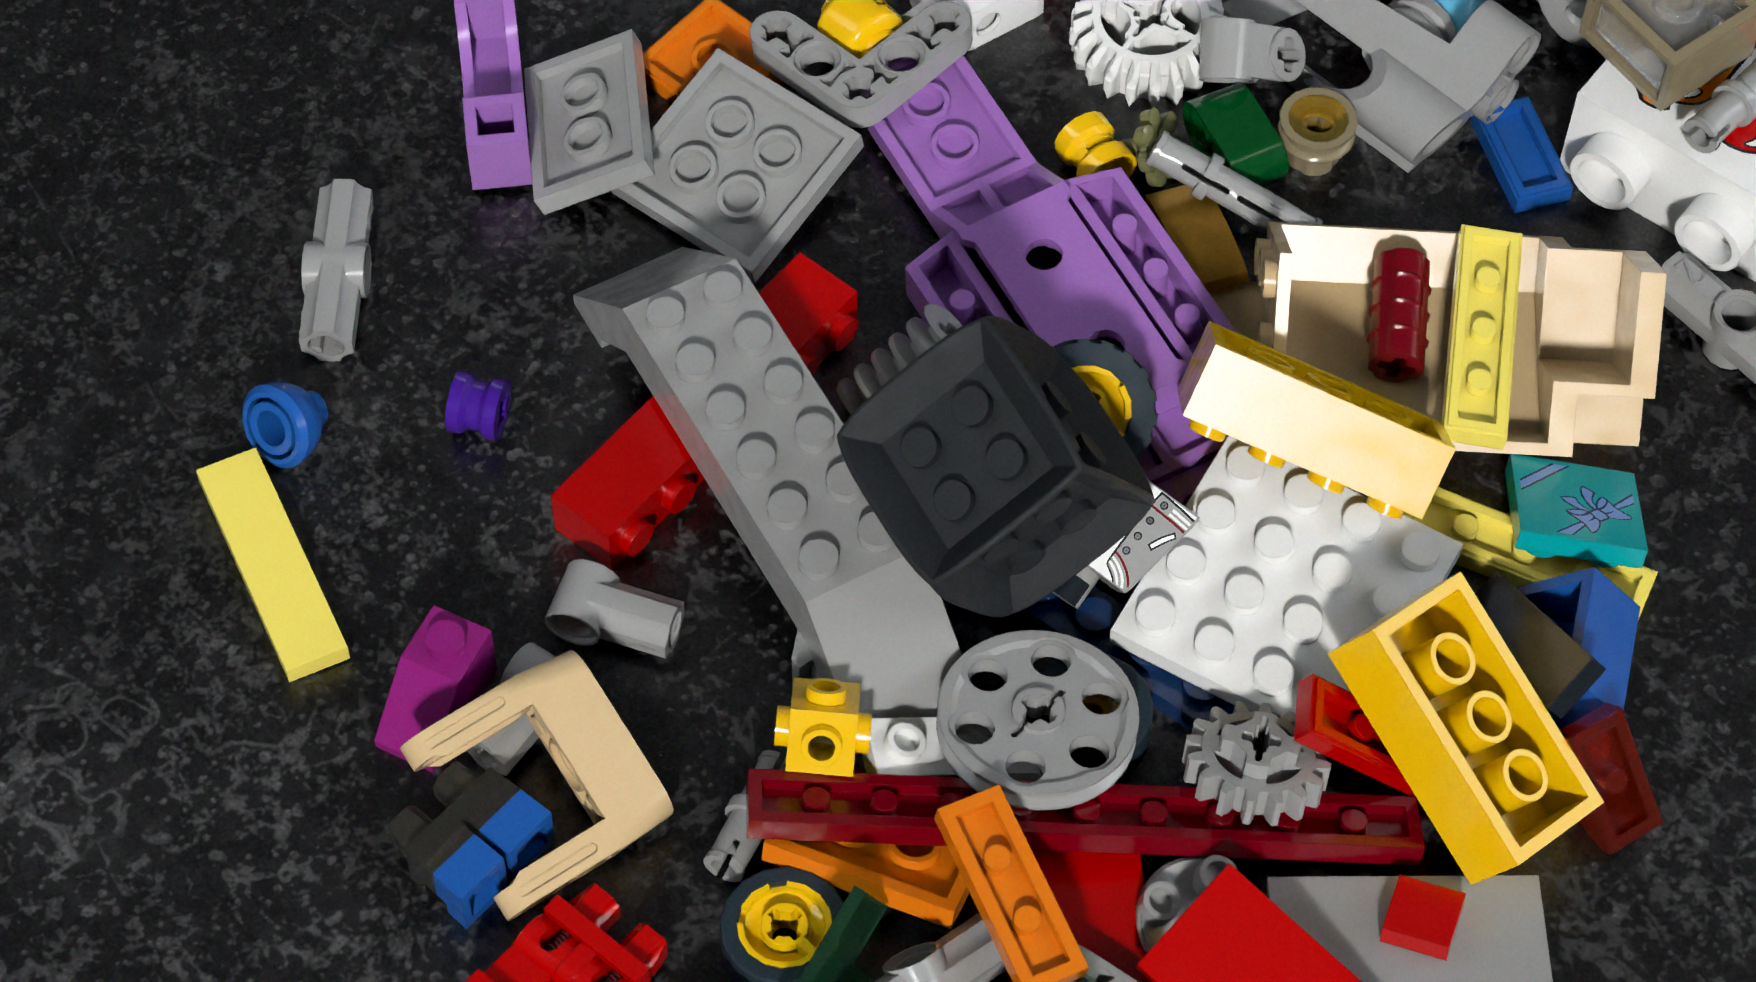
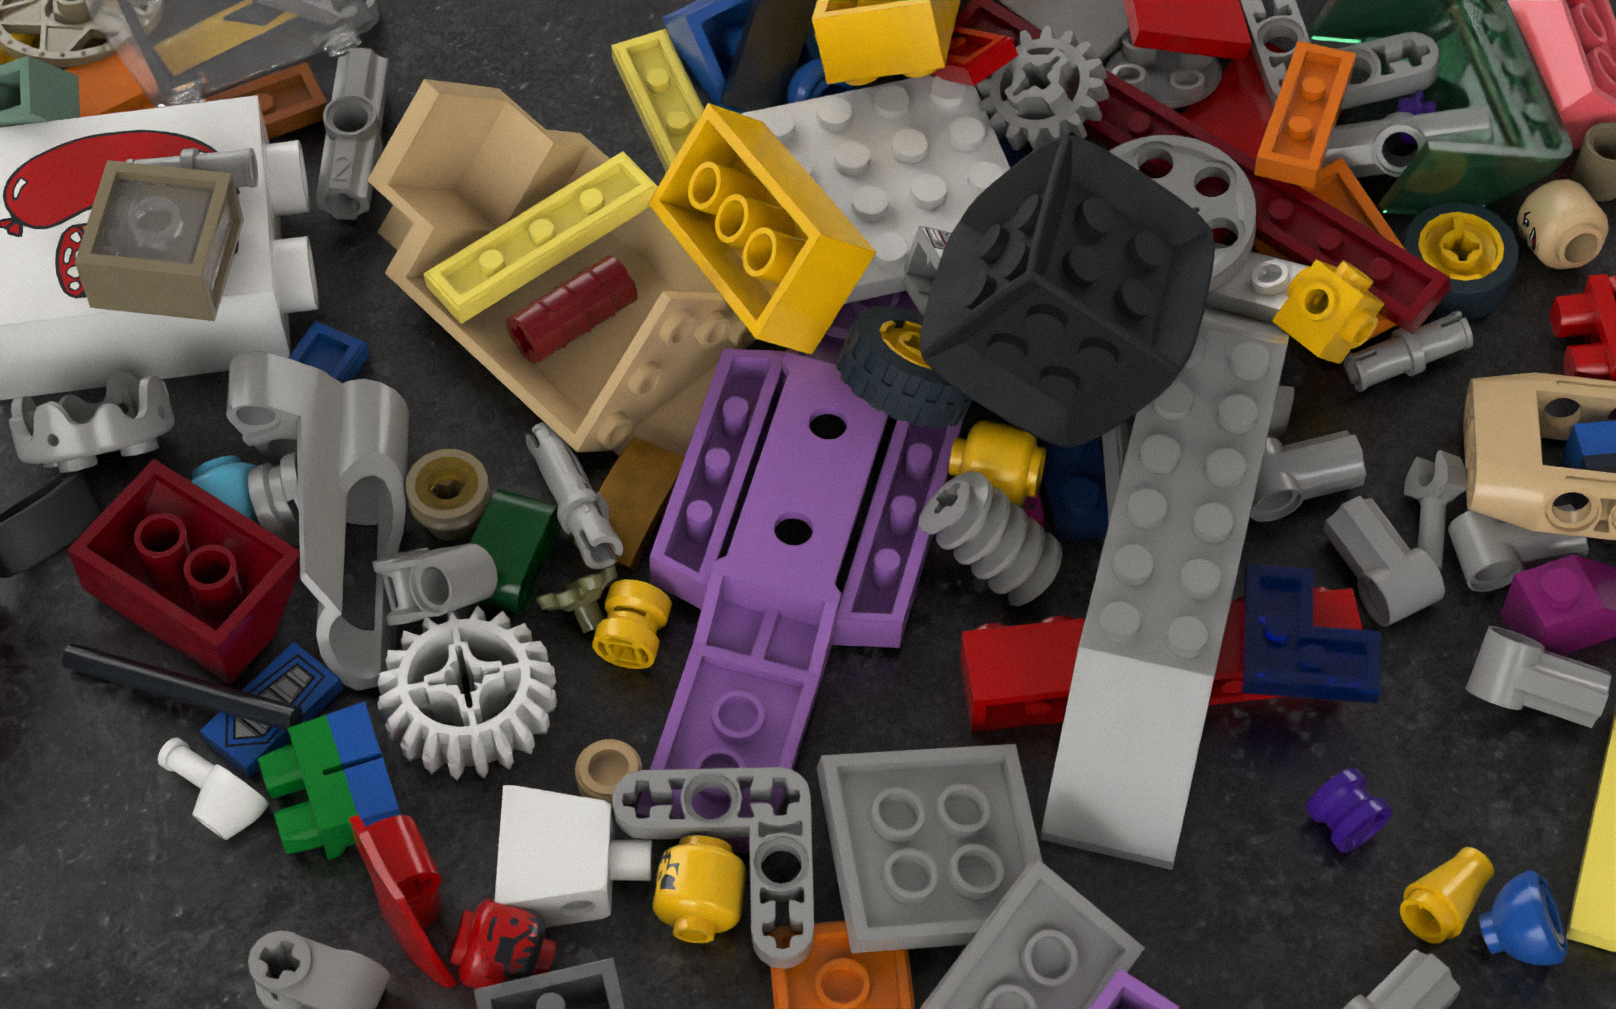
camera: 135 degrees left, 0 degrees up
(360, 403) = (1444, 898): none -> yellow cone
(399, 608) = (1519, 672): none -> light grey piece
(604, 427) = (1292, 656): none -> clear blue plate
(626, 699) = (1433, 487): none -> light grey bar
(747, 628) = (1305, 472): none -> light grey piece
(1007, 72) = (602, 767): none -> tan tile
(1575, 512) = (626, 96): teal tile -> none

